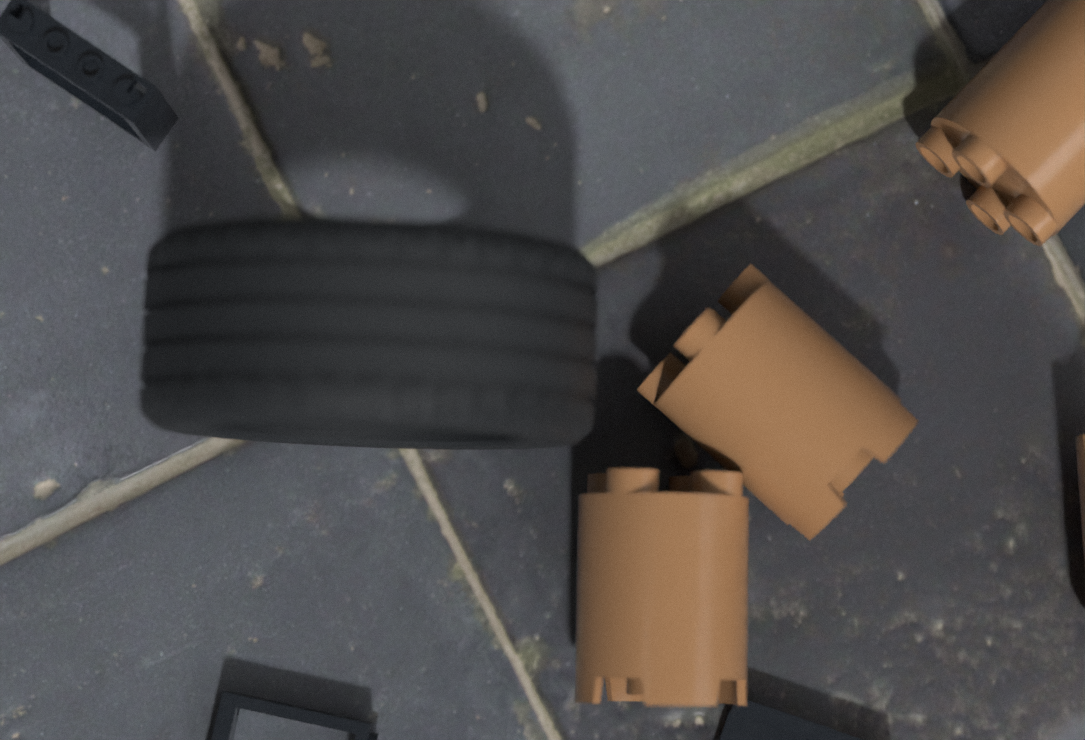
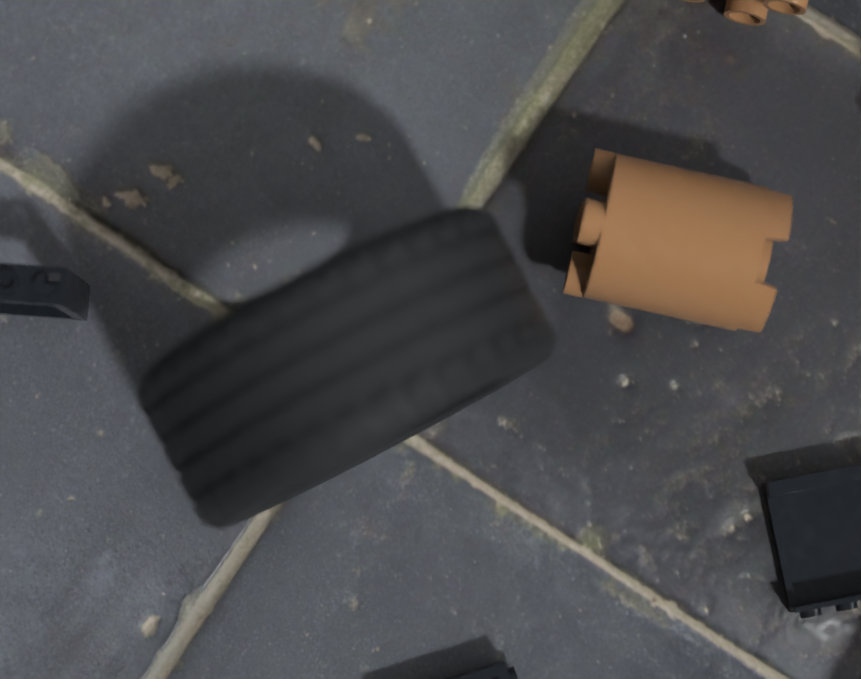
camera: 30 degrees left, 0 degrees up
(662, 589) = (670, 432): medium nougat brick -> none

